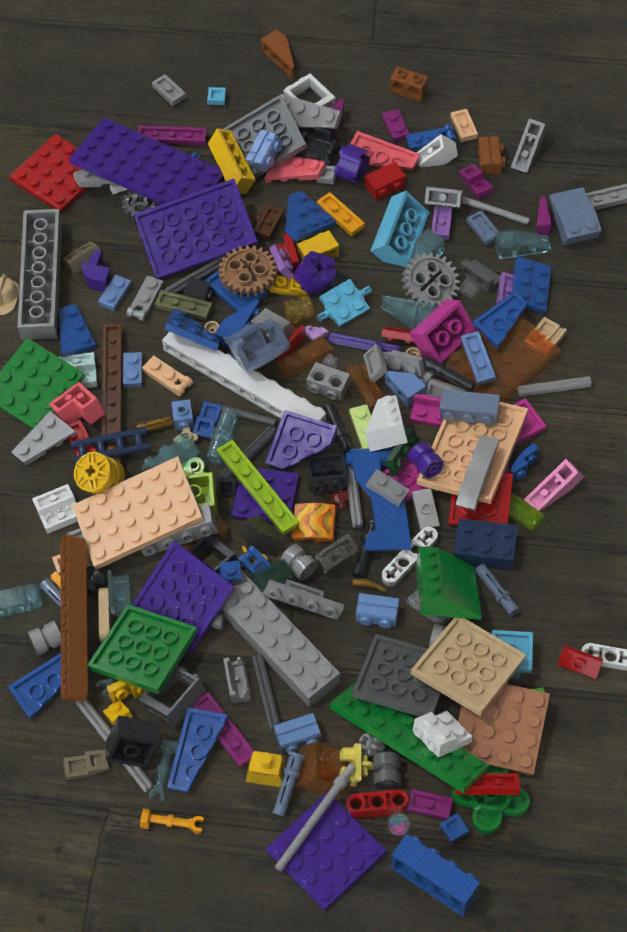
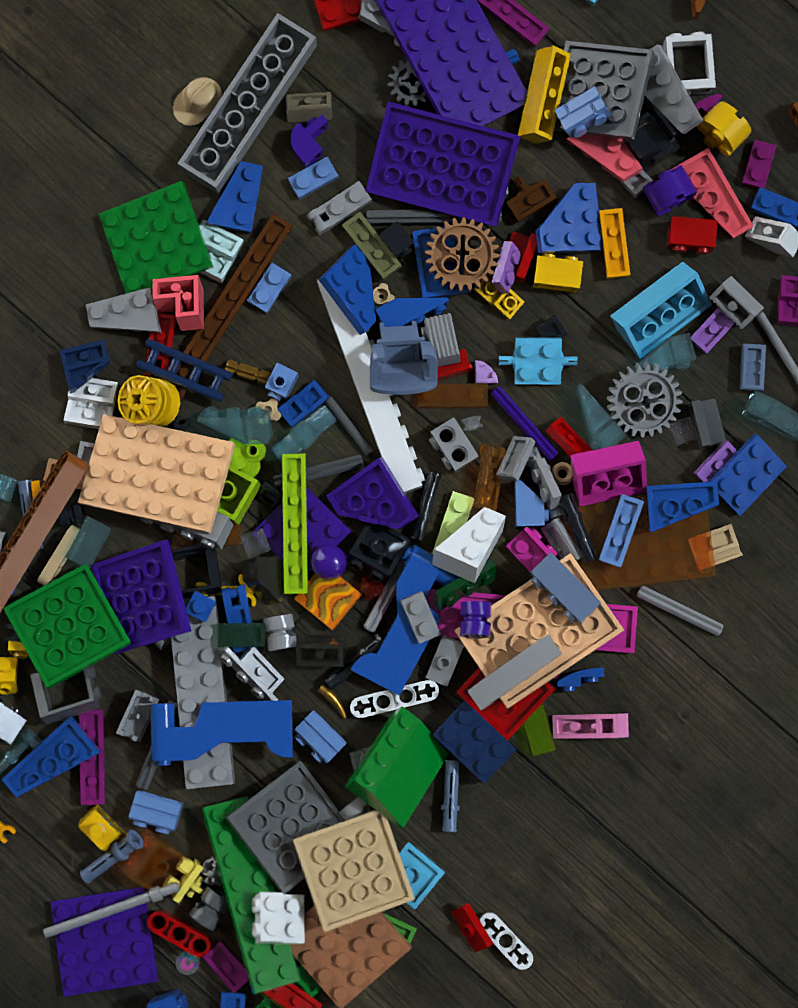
camera: 30 degrees right, 25 degrees up
(35, 485) = (83, 363): none -> dark blue wing
(167, 376) = (298, 319): light nougat plate -> none
(237, 519) = (255, 542): none -> clear tile
(298, 309) = (484, 336): clear yellow wheel -> none
(298, 495) = (328, 561): none -> dark purple hair
(298, 641) = (221, 724): none -> blue door
(315, 272) = (531, 306): dark purple brick -> none
(358, 114) = (724, 128): none -> yellow brick

